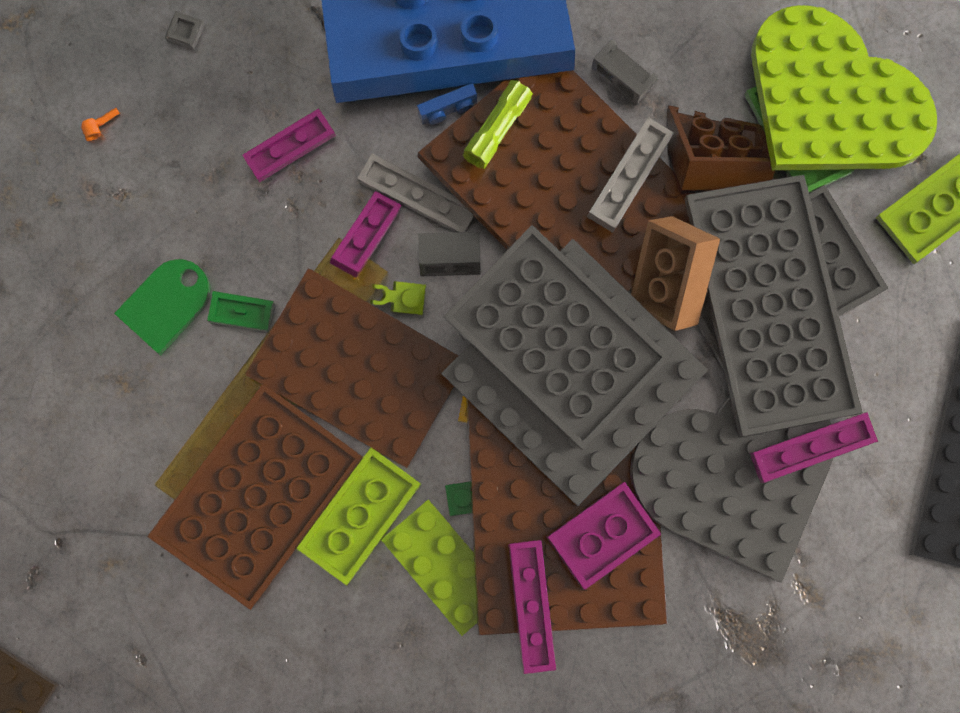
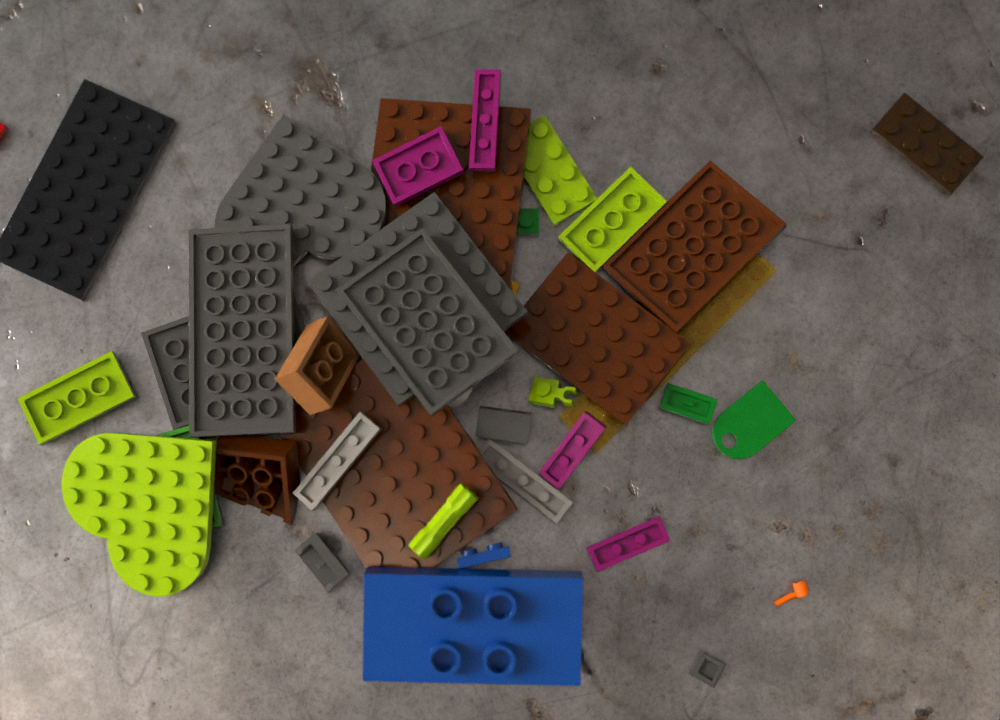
camera: 170 degrees left, 0 degrees up
(813, 447) = (234, 209): magenta plate -> none

